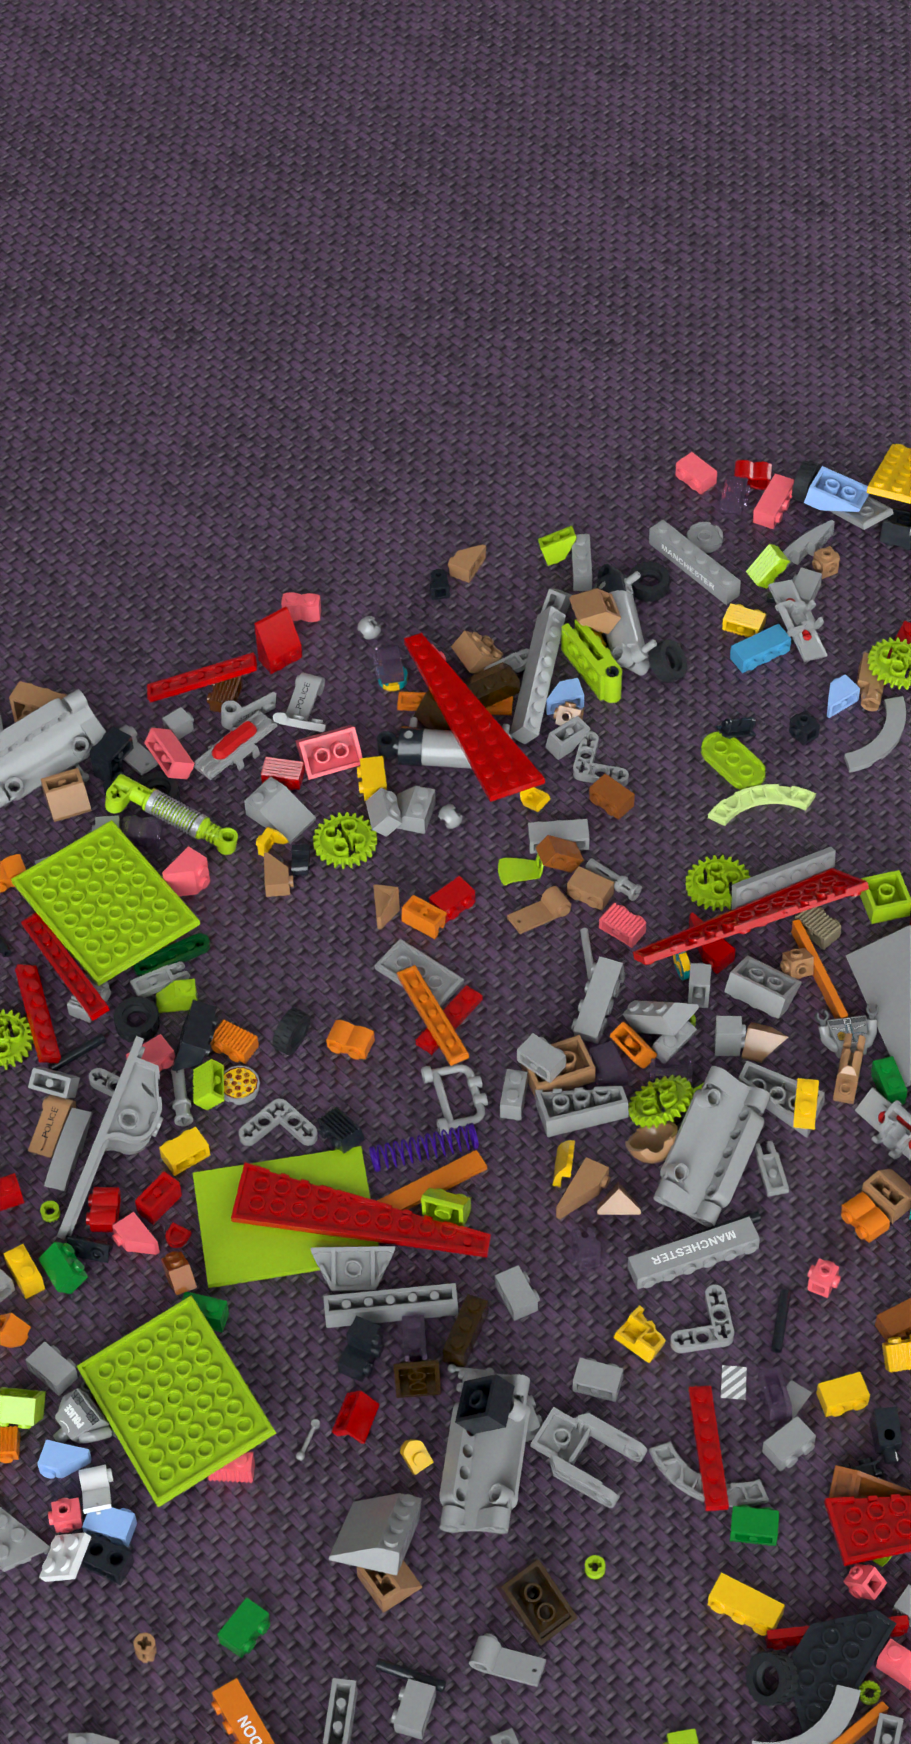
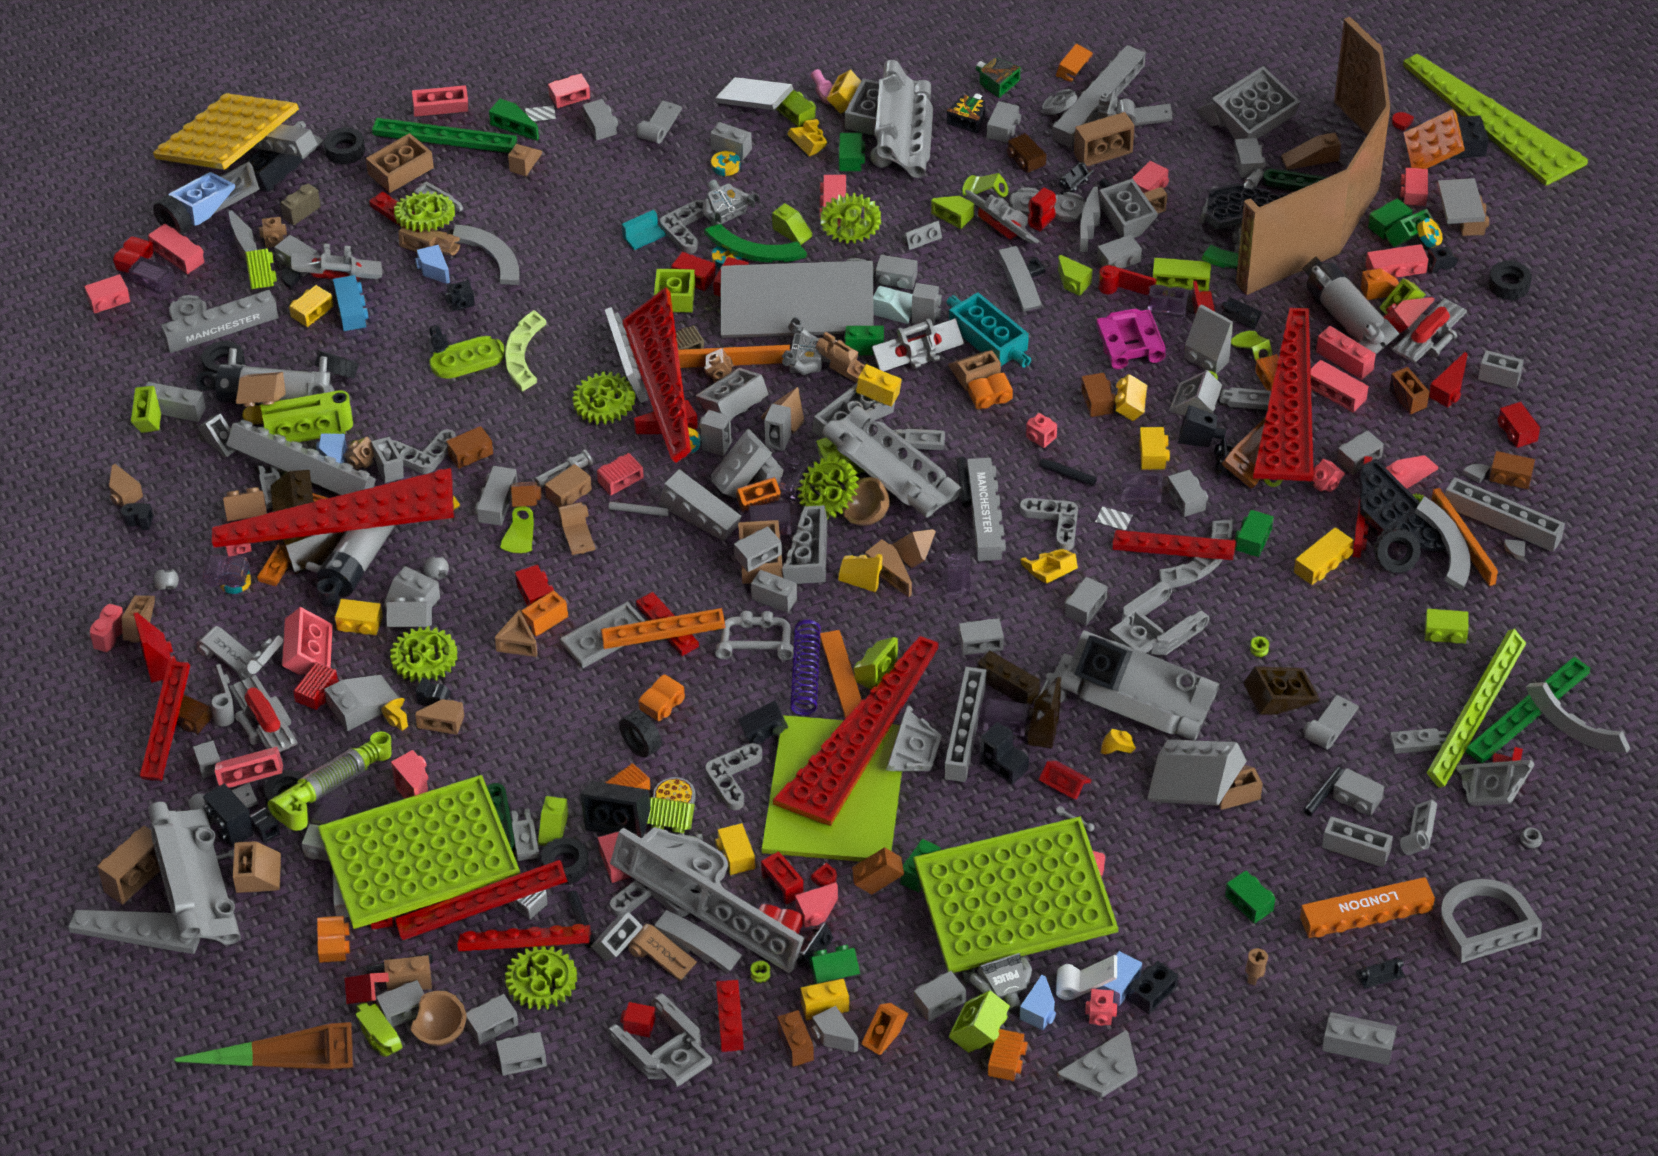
camera: 75 degrees left, 5 degrees down
(65, 1557) = (1144, 1014): white plate -> none
(320, 623) = (141, 605): none -> medium nougat slope
(872, 570) = (300, 204): none -> dark tan brick

